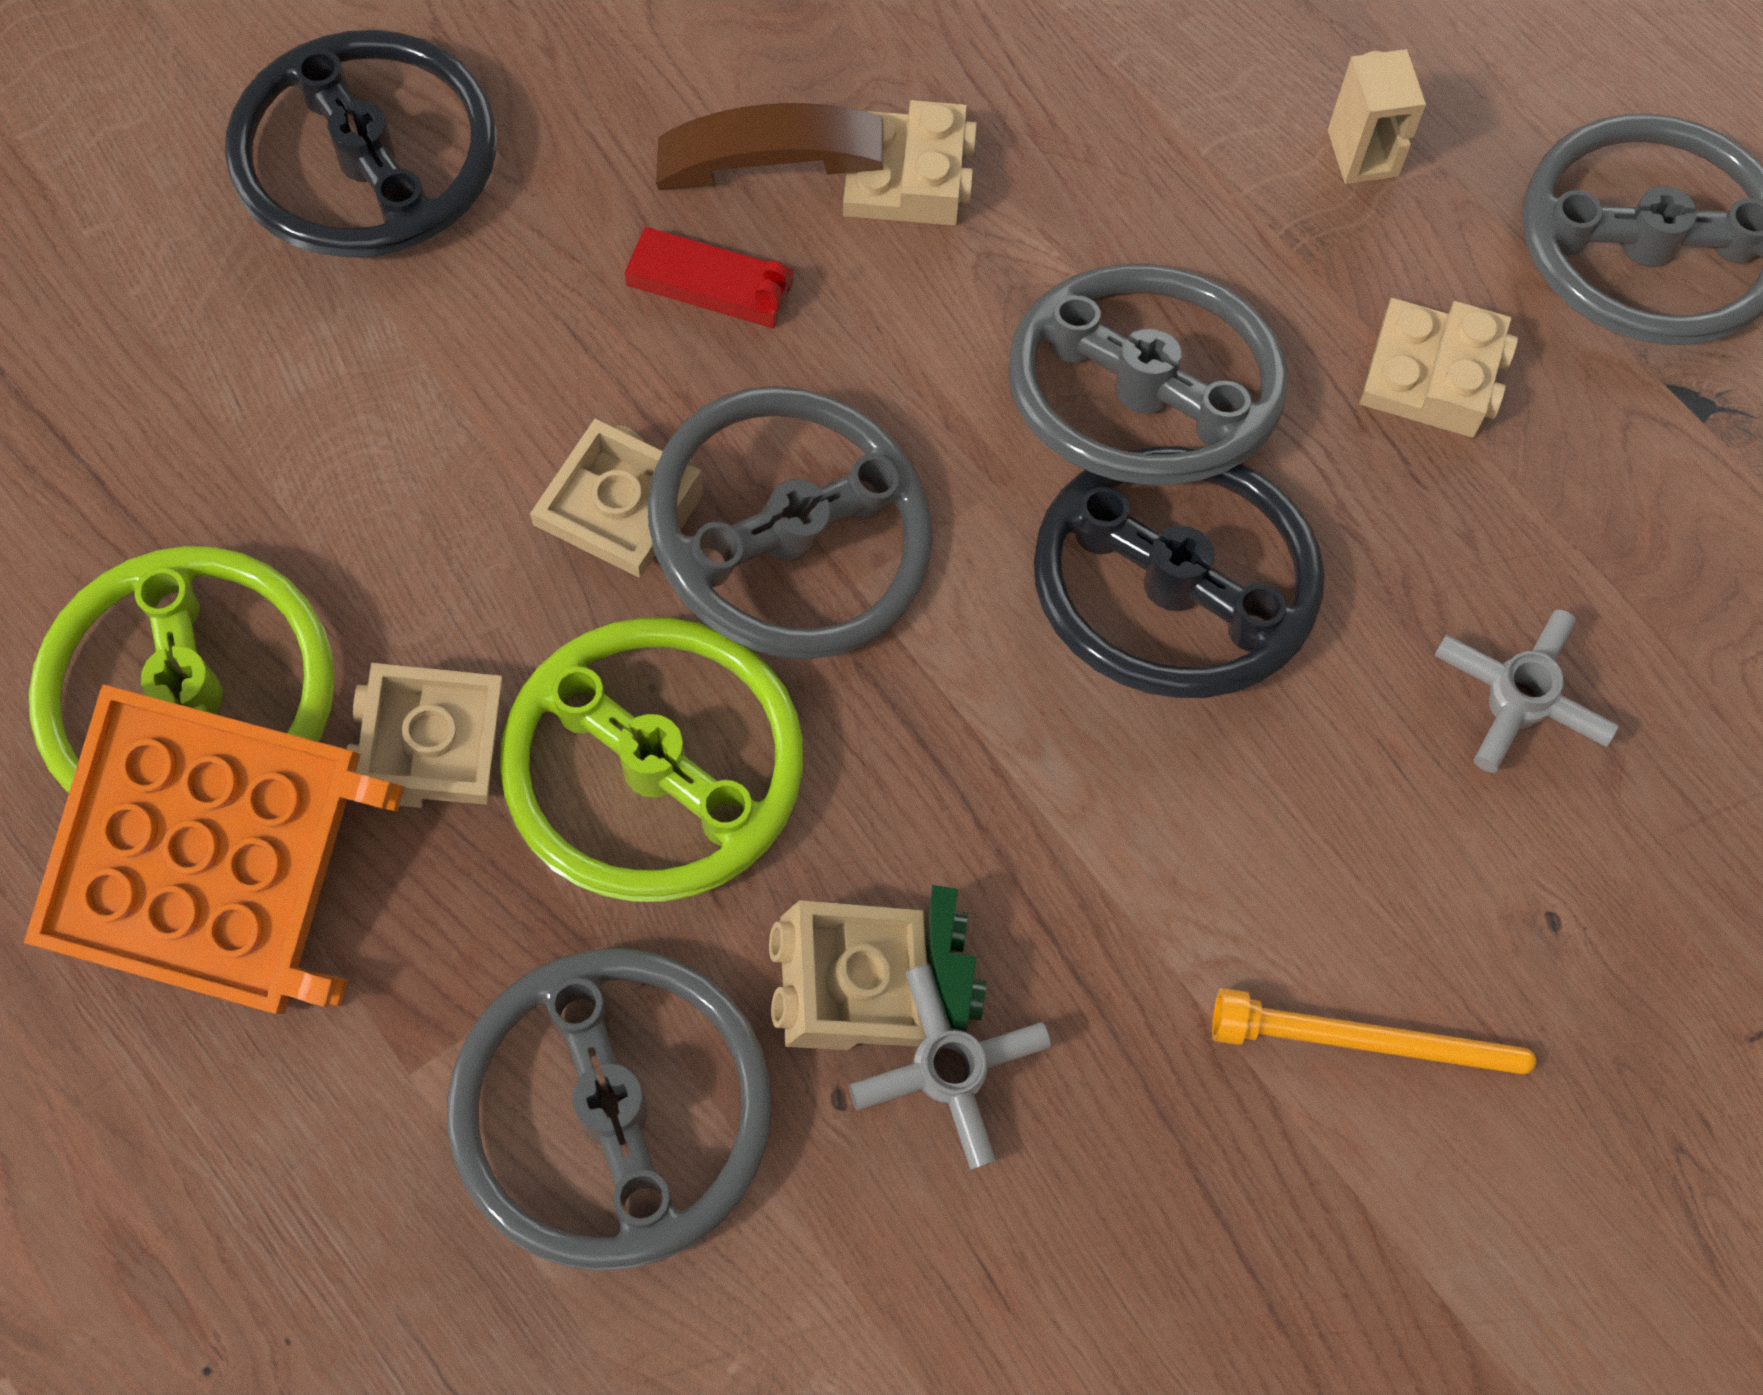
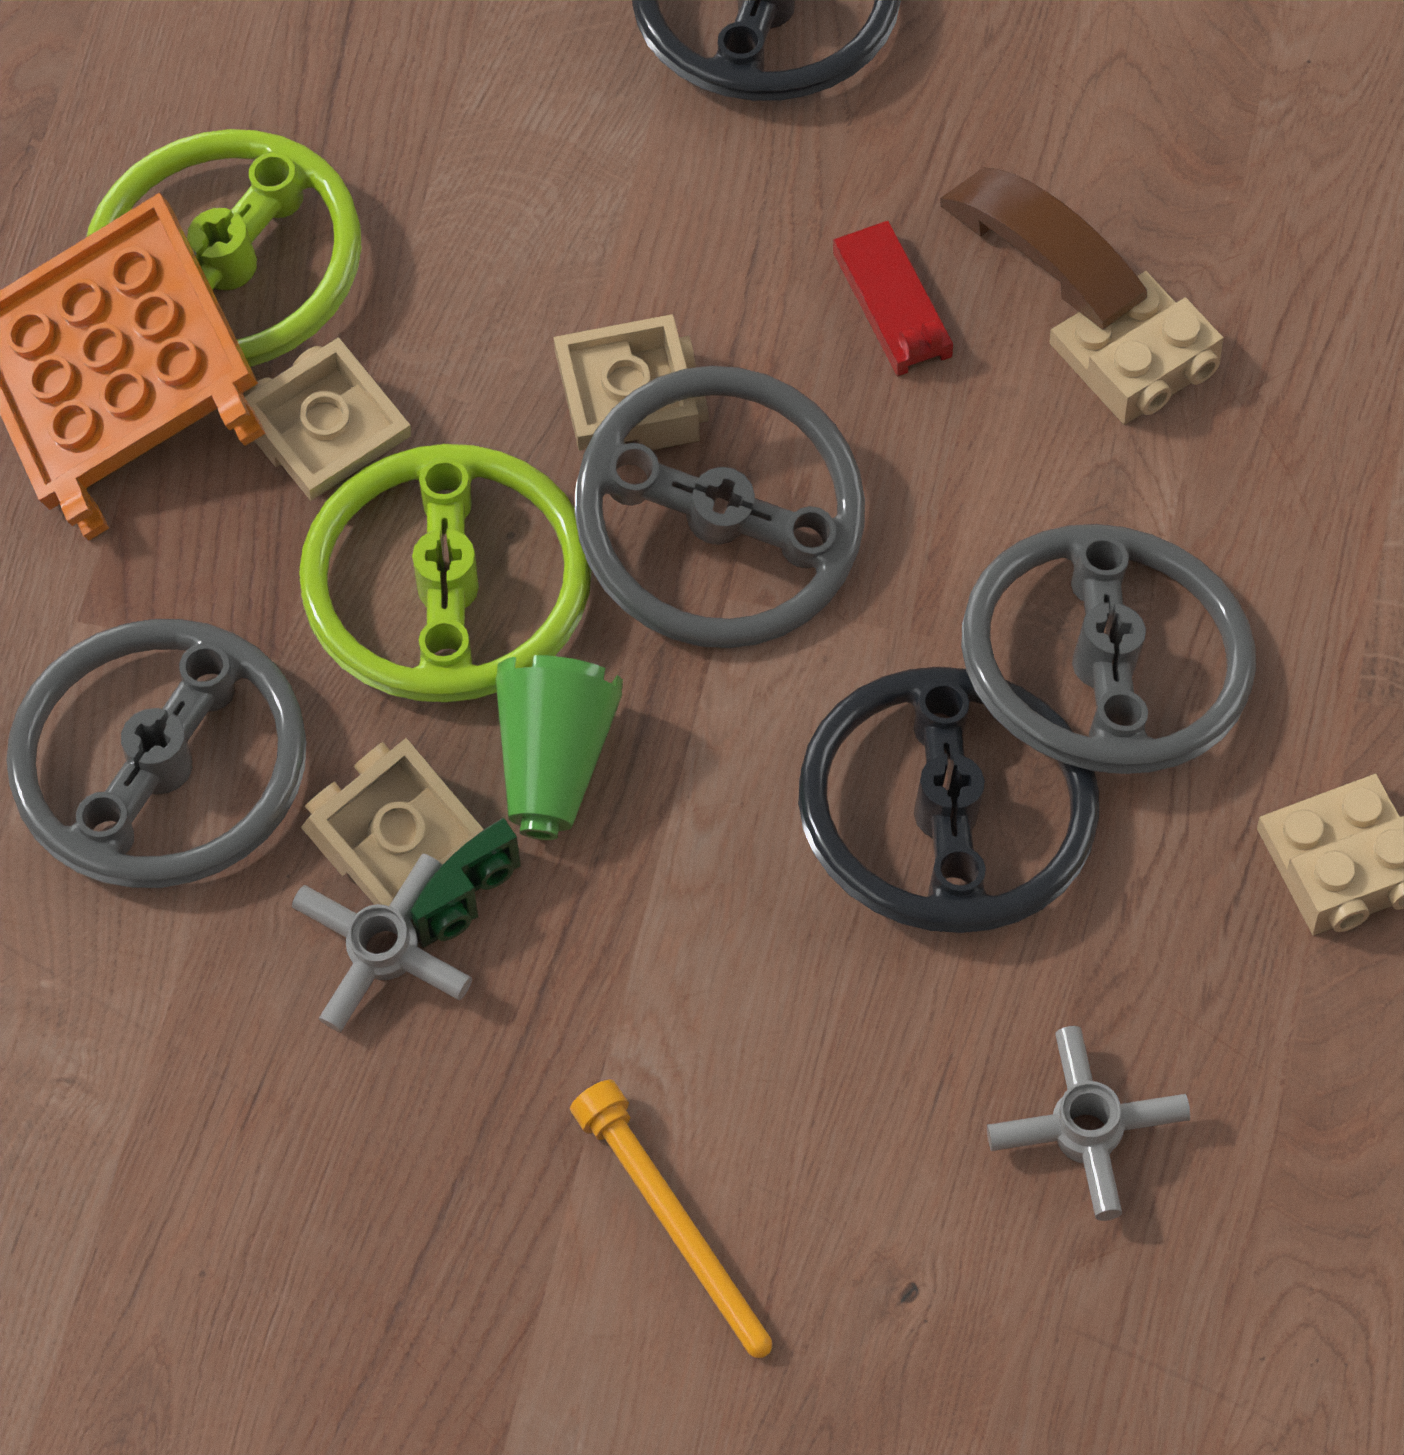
camera: 55 degrees right, 5 degrees down
(887, 798) = (552, 737): none -> bright green cone

